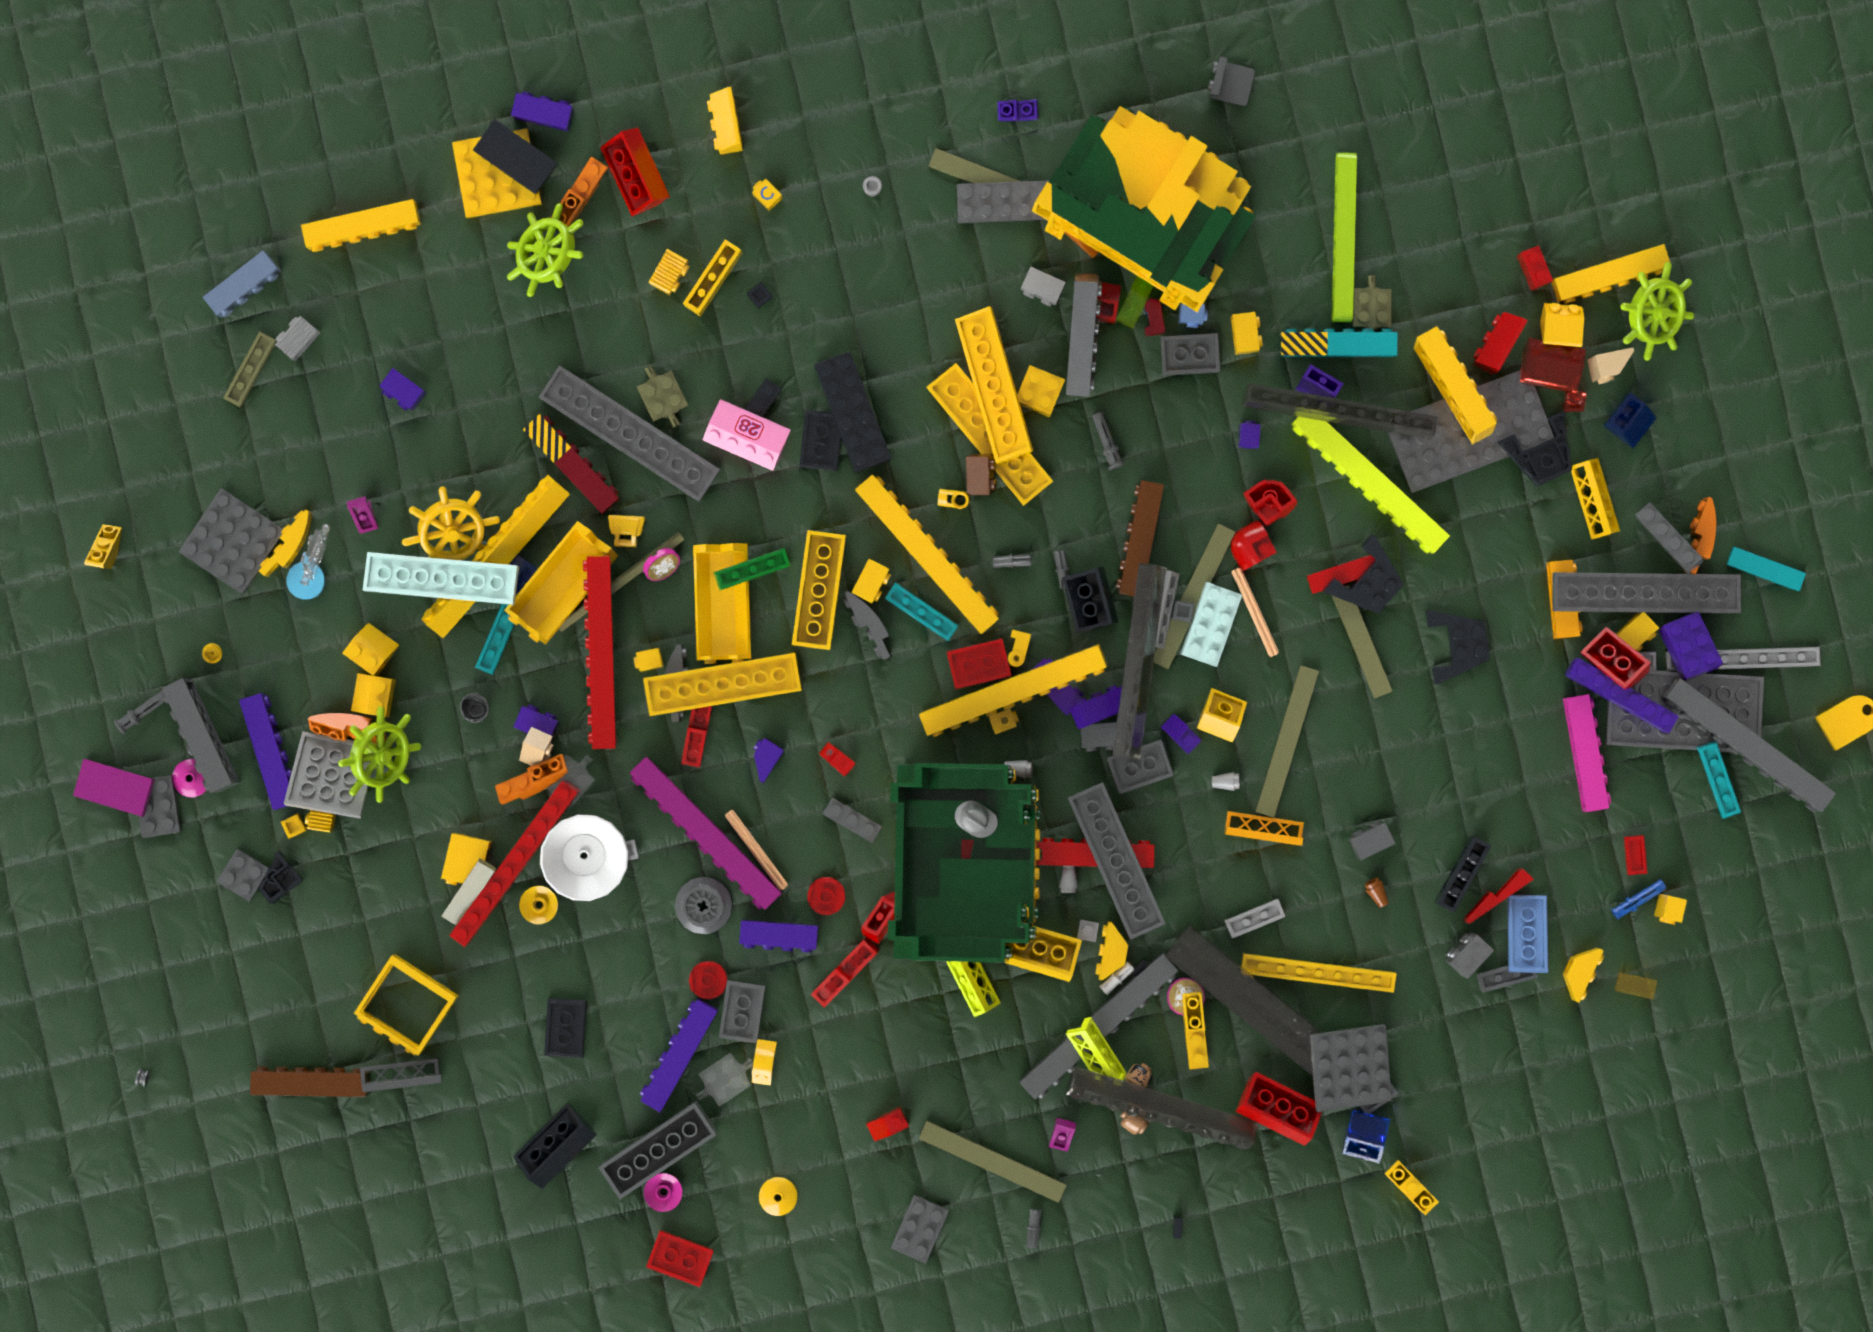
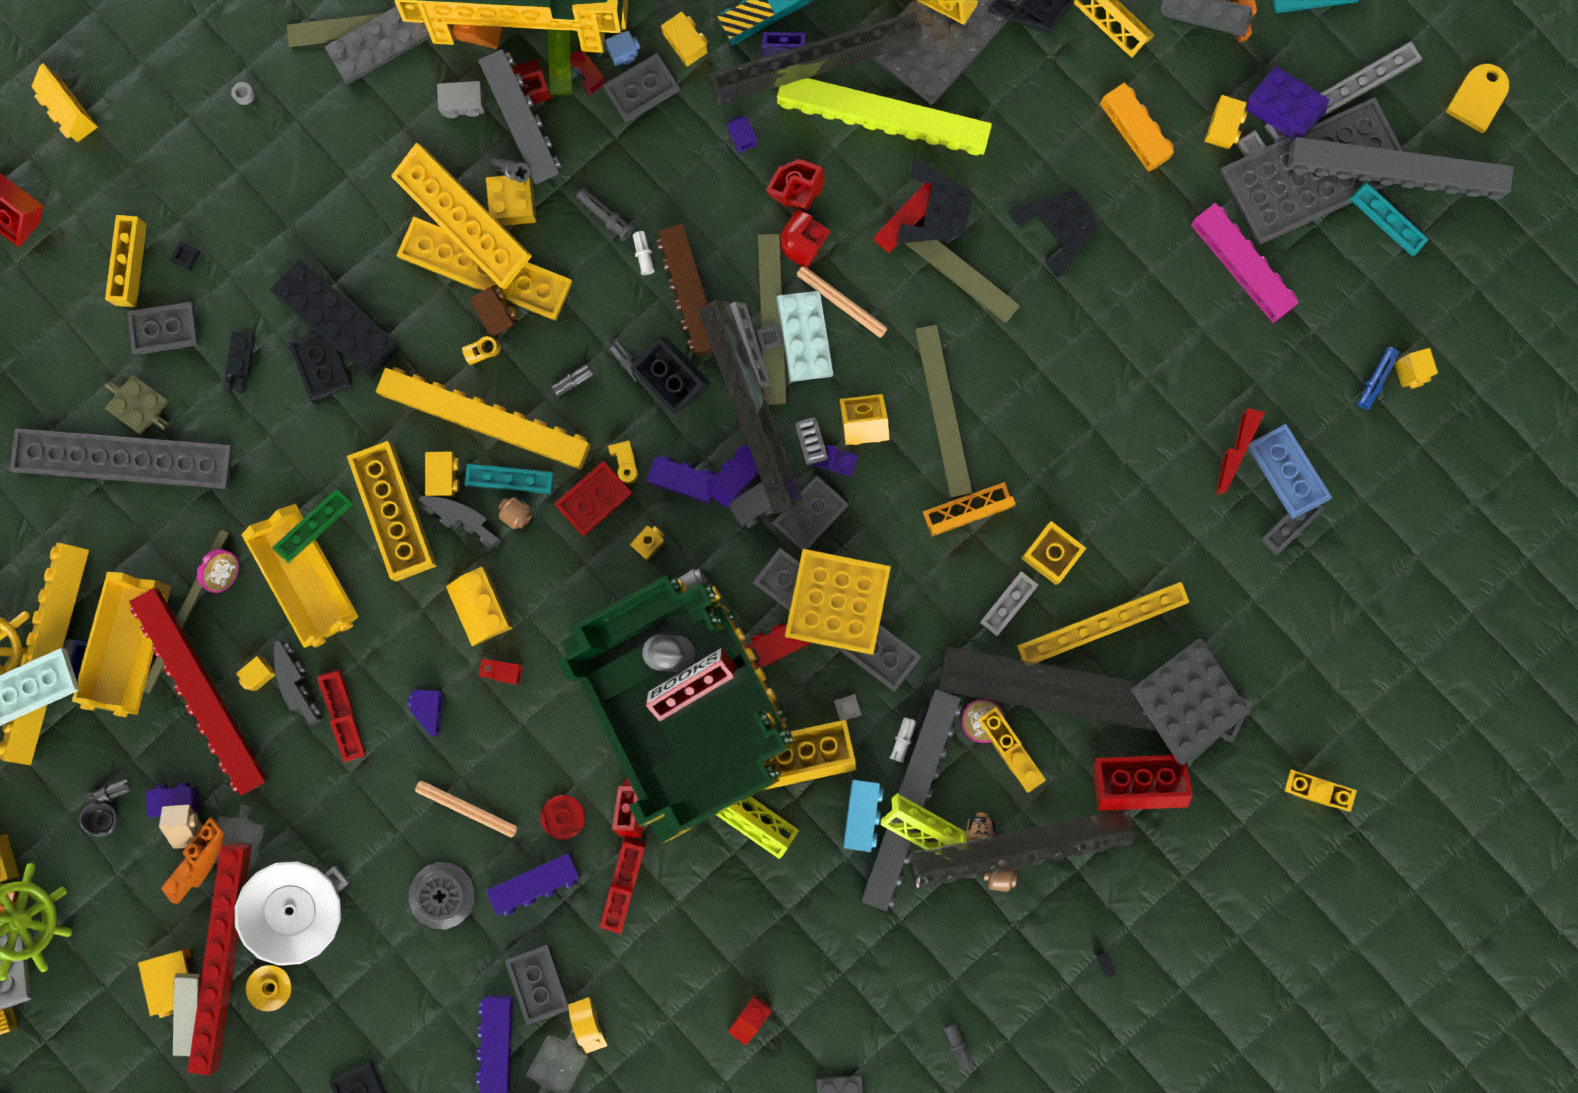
camera: 25 degrees left, 5 degrees down
(490, 690) = (108, 793): none -> dark grey axle
(495, 642) = (91, 742): teal tile -> none
(571, 464) = (77, 520): dark red brick -> none
(626, 525) = (165, 551): yellow piece -> none
(669, 272) = (81, 280): yellow brick -> none
(705, 832) = (404, 819): magenta brick -> none
(708, 980) = (486, 970): red tile -> none
(713, 346) = (163, 328): none -> dark grey plate
(722, 684) = (340, 658): yellow plate -> none
(746, 435) = (238, 395): bright pink slope -> none
(766, 194) = (141, 154): yellow brick -> none
(846, 699) = (478, 606): none -> yellow slope
(852, 820) = (548, 725): dark grey plate -> none
(912, 642) = (514, 512): none -> medium nougat head
(980, 853) = (690, 684): none -> brick
(992, 1161) = (878, 999): olive tile -> none
(1012, 690) = (639, 505): yellow brick -> none
(1054, 371) = (512, 169): none -> dark grey pin
(1055, 1018) = (862, 815): none -> medium azure brick
(1062, 1134) = (935, 932): magenta slope -> none
(1068, 880) = (800, 666): light grey cone -> none
(1112, 952) = (883, 715): yellow slope -> none
(1120, 489) = (643, 253): none -> white axle
(1124, 848) = (837, 601): none -> yellow plate
(1174, 699) = (806, 429): none -> flat silver slope
(1226, 781) = (905, 482): light grey cone -> none
(1310, 898) = (1053, 553): none -> yellow brick
(1365, 1136) = (1244, 764): clear blue slope -> none
(1371, 840) = (1082, 462): dark grey brick -> none
(1377, 892) = (1116, 511): dark orange cone -> none
(1462, 874) = (1191, 446): black brick -> none
(1468, 954) = (1243, 522): flat silver brick -> none
(1581, 972) = (1363, 481): yellow slope -> none
(1616, 659) = (1223, 151): red slope -> none
(1626, 699) = (1248, 186): dark purple brick -> none
(1635, 855) = (1349, 337): red tile -> none
(1635, 985) = (1424, 465): clear yellow tile -> none
(1646, 592) = (1213, 76): flat silver plate -> none

